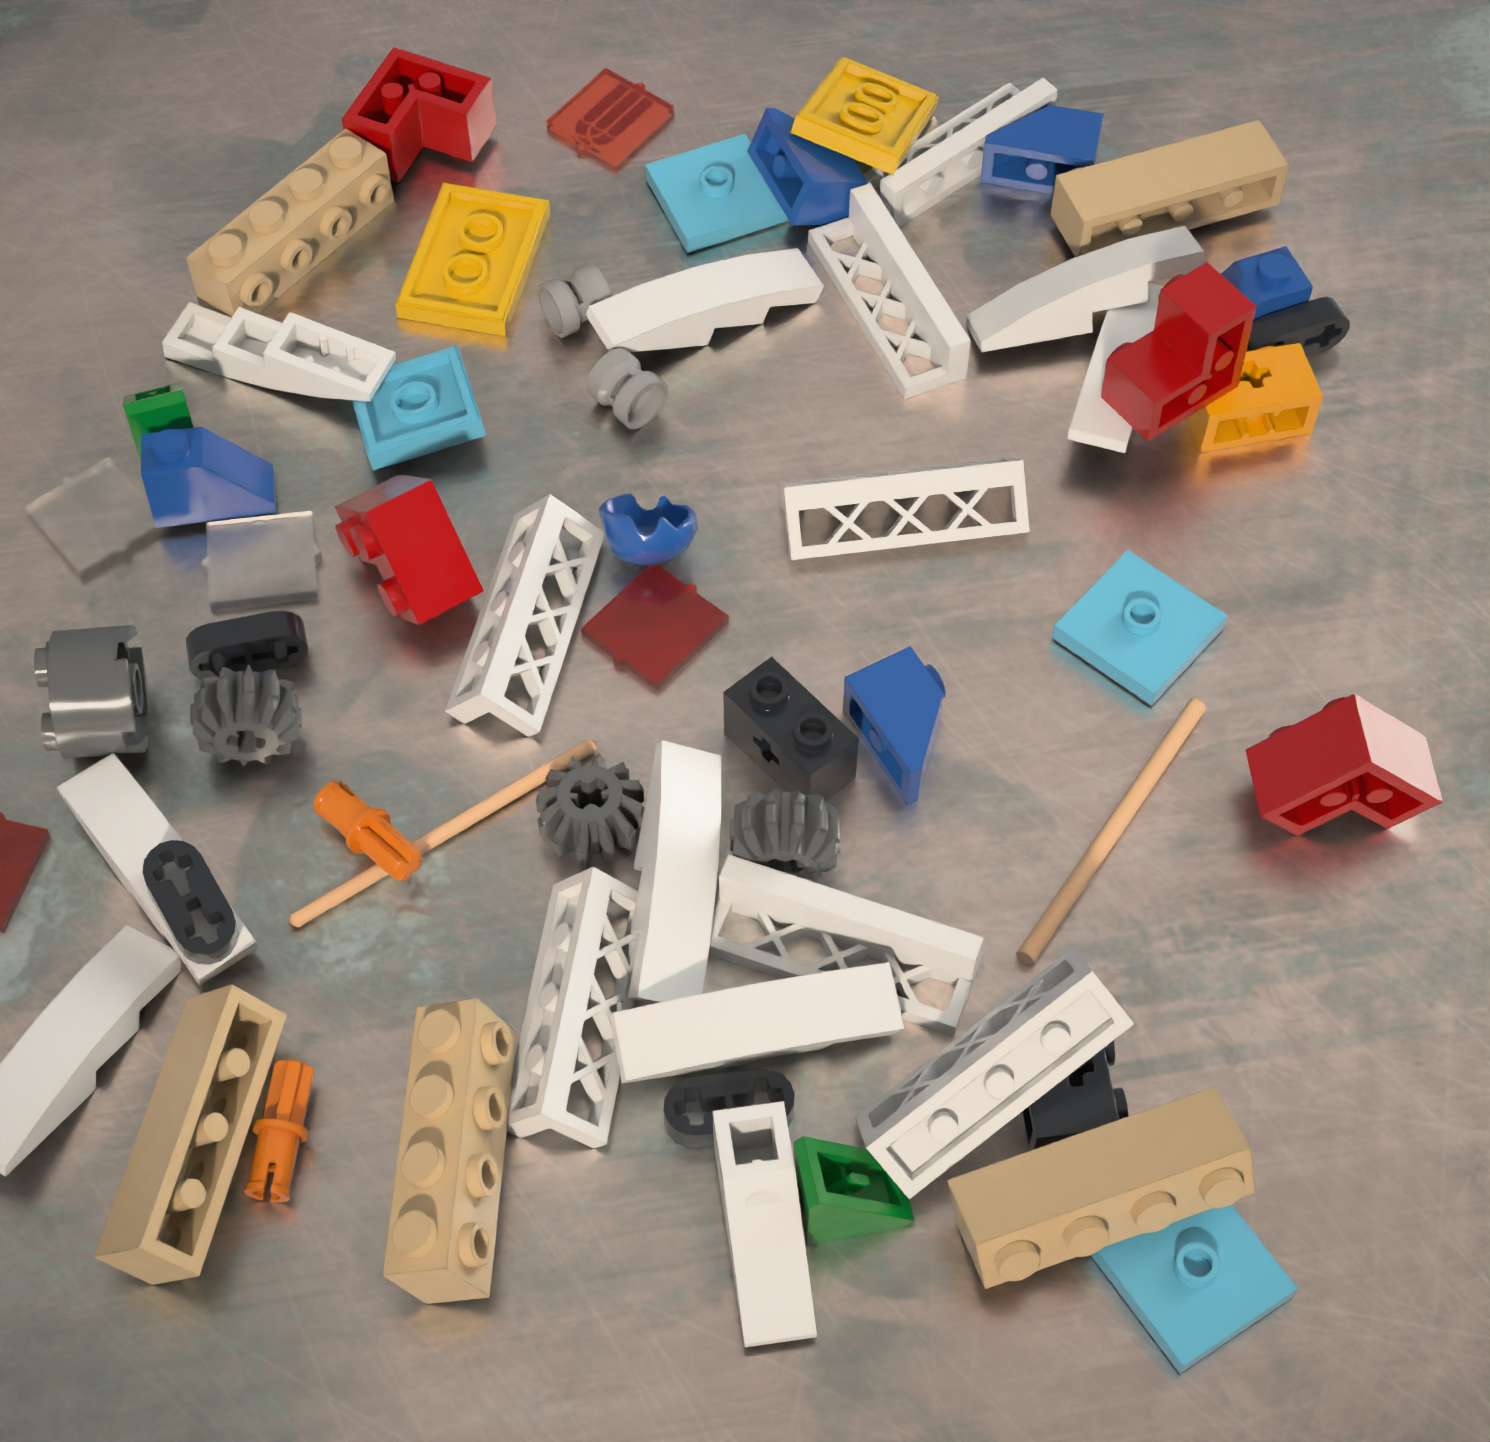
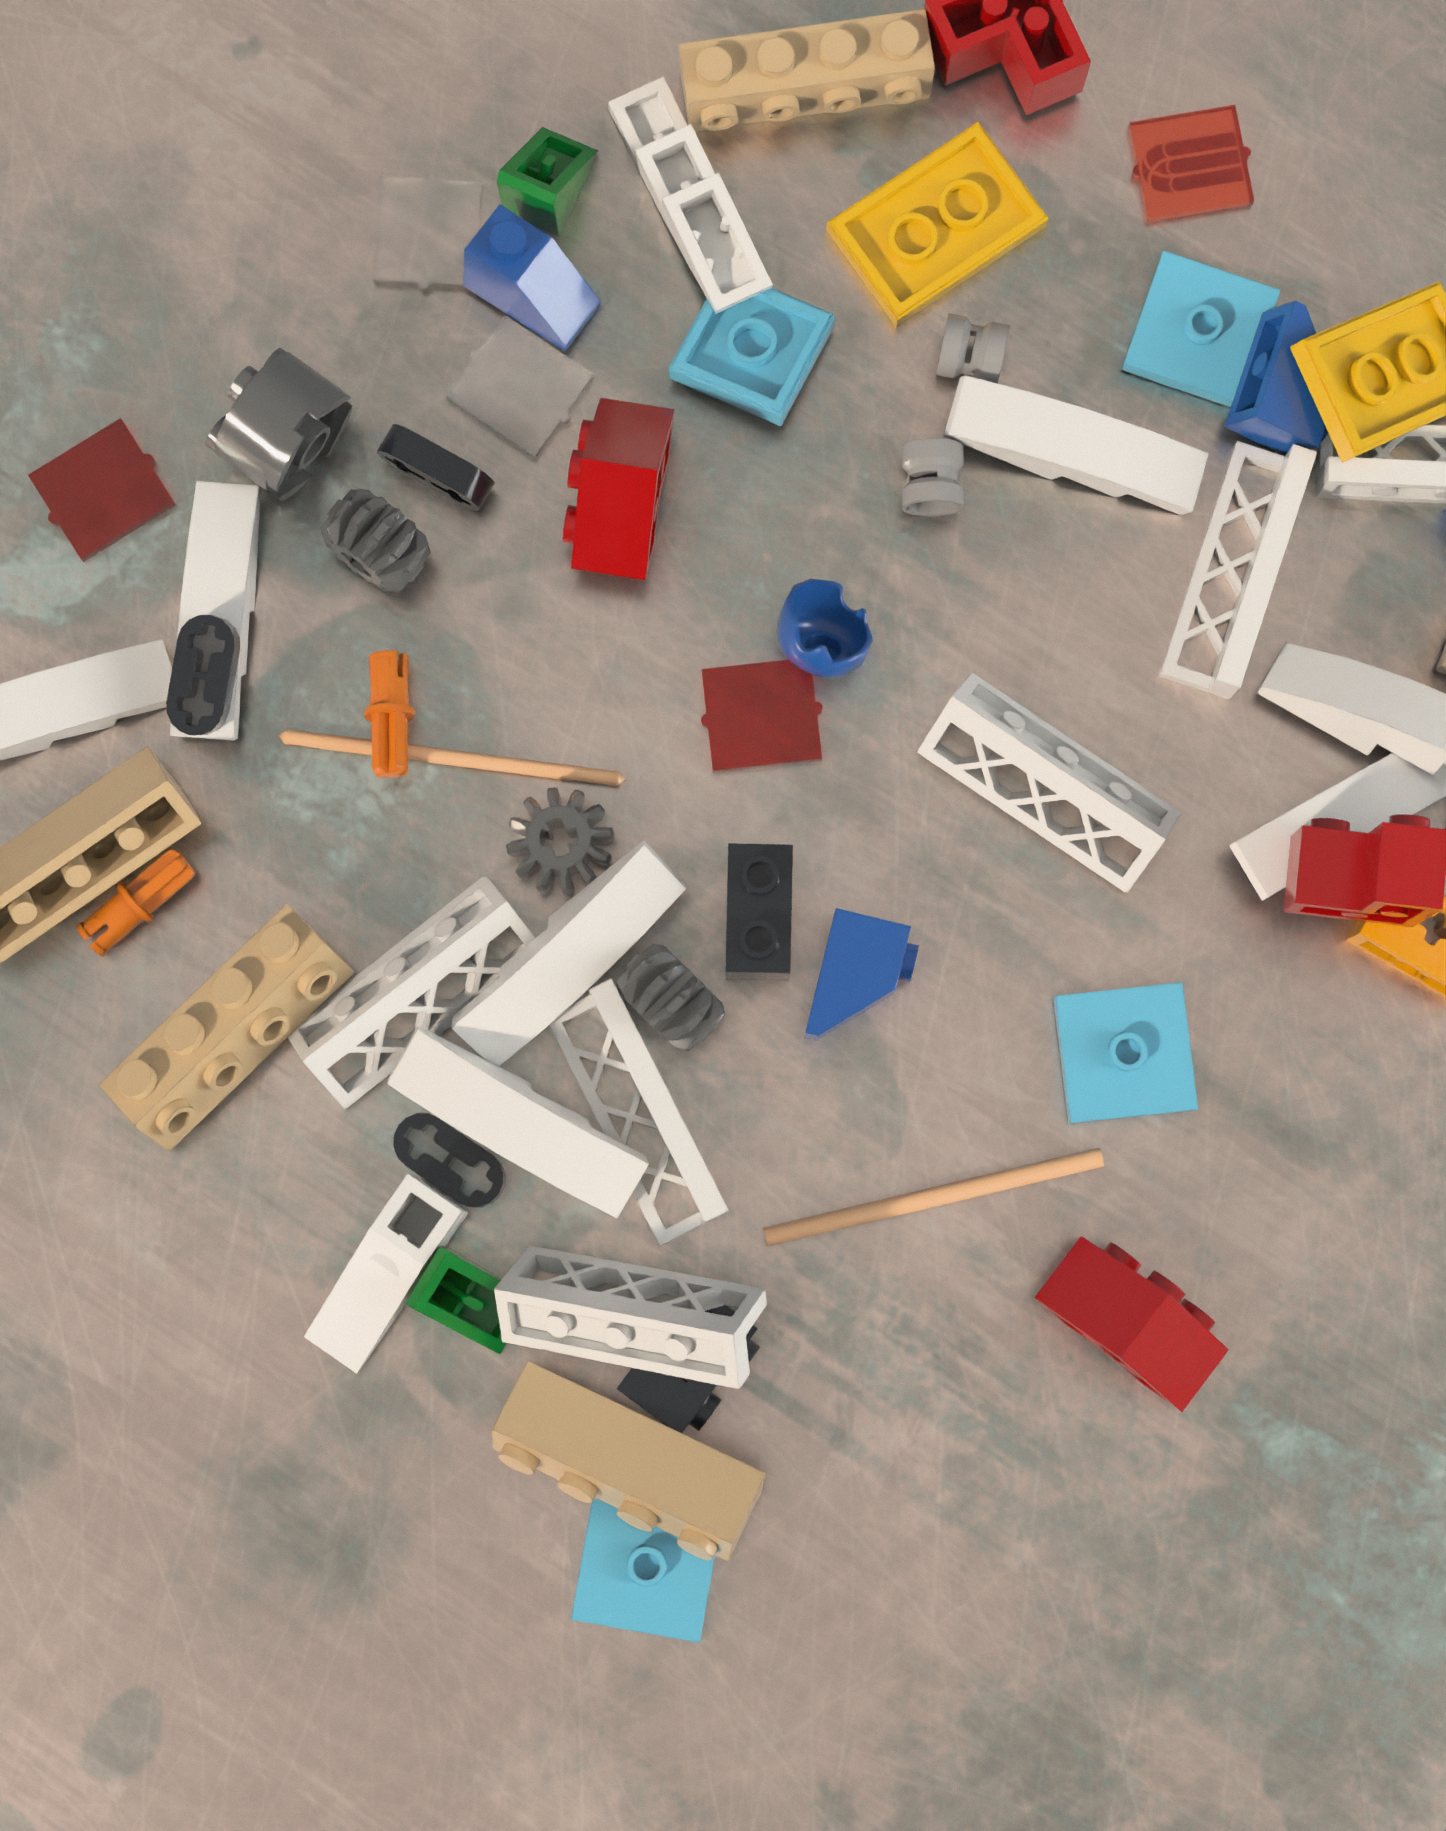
camera: 45 degrees right, 25 degrees up
(508, 611) = (653, 610): white fence -> none

